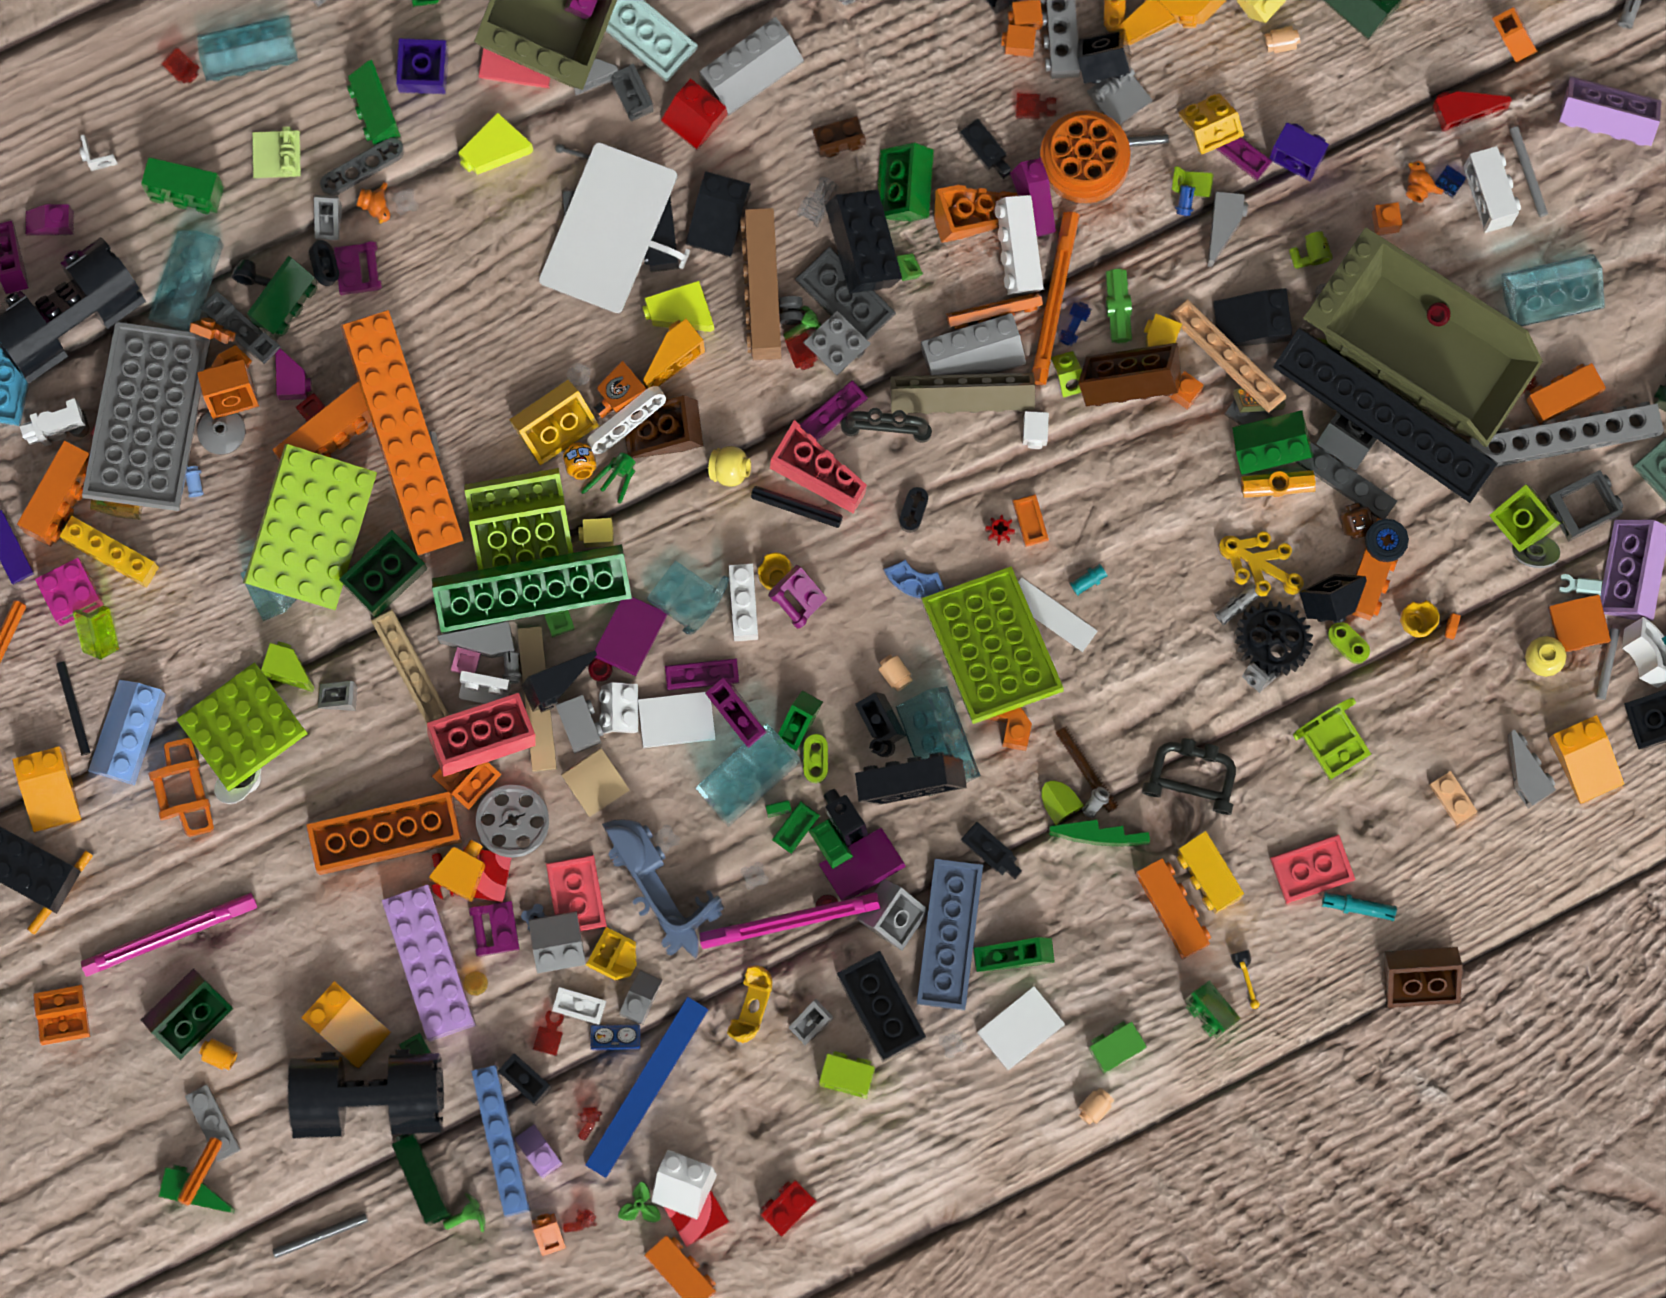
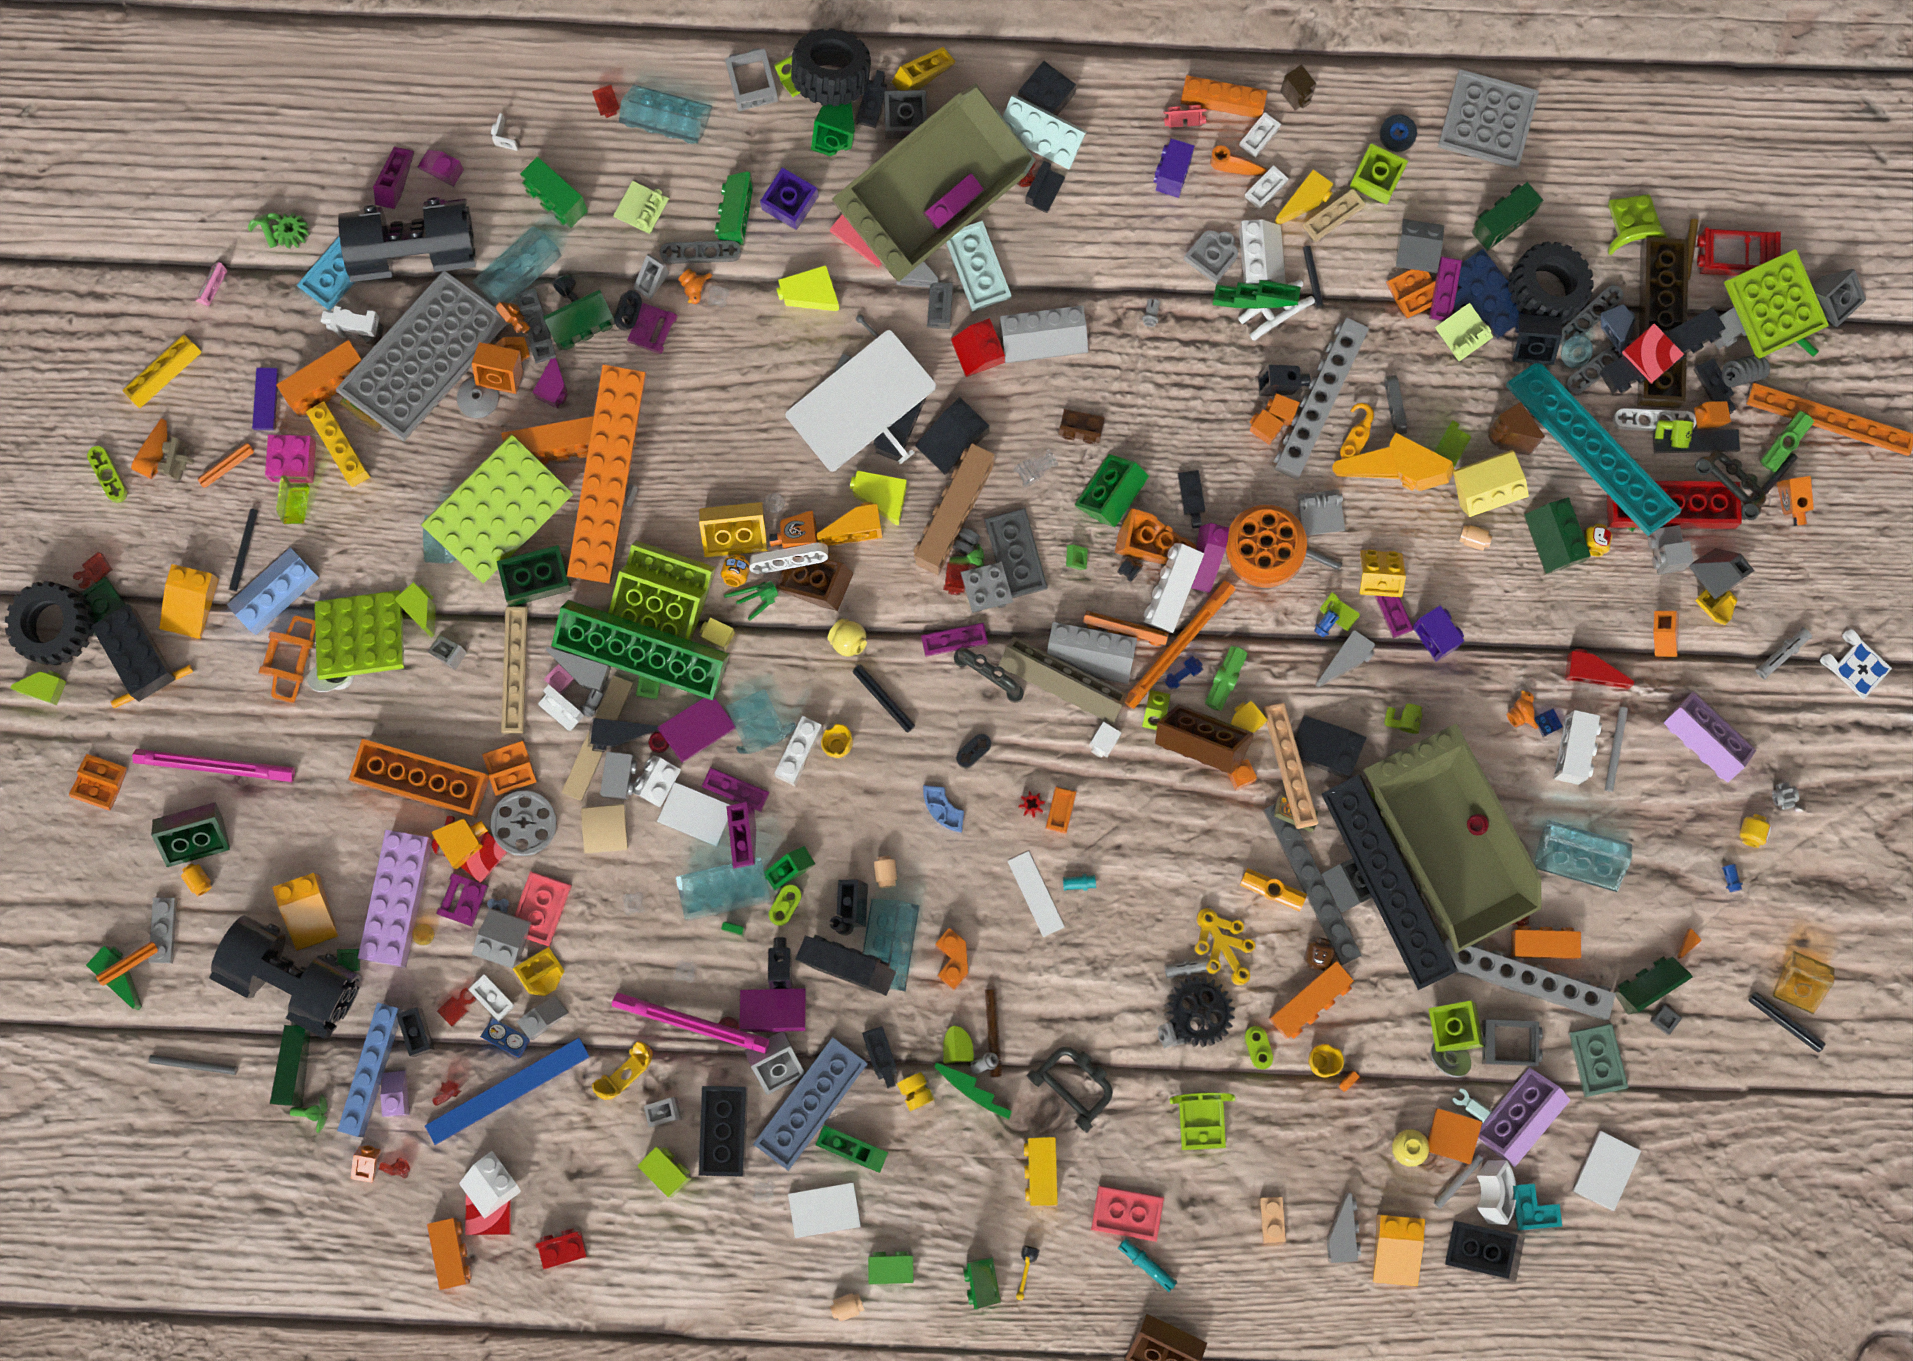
camera: 30 degrees right, 0 degrees up
(194, 482) = (433, 425): light blue pin -> none
(310, 407) = (554, 415): red tile -> none
(481, 734) = (535, 742): coral brick -> none
(630, 1211) = (439, 1181): bright green plant -> none
(642, 860) = (603, 908): sand blue piece -> none
(795, 827) = (739, 951): green tile -> none
(802, 590) = (849, 766): magenta plate -> none
(816, 469) = (911, 671): coral wedge -> none
(830, 843) = (758, 979): green tile -> none
(863, 241) = (1052, 518): black brick -> none
(965, 250) = (1130, 568): none -> black wheel
(992, 645) = (972, 893): lime plate -> none
(1030, 106) = (1246, 482): clear red plate -> none
(1045, 865) = (915, 1091): none -> yellow wheel
(1104, 56) = (1324, 474): black brick -> none
(1172, 908) = (997, 1183): orange brick -> none
(1272, 442) = (1286, 854): green slope -> none
(1333, 597) = (1265, 1005): black slope -> none
(1387, 218) = (1479, 725): orange brick -> none
(1398, 536) = (1334, 972): black bush -> none

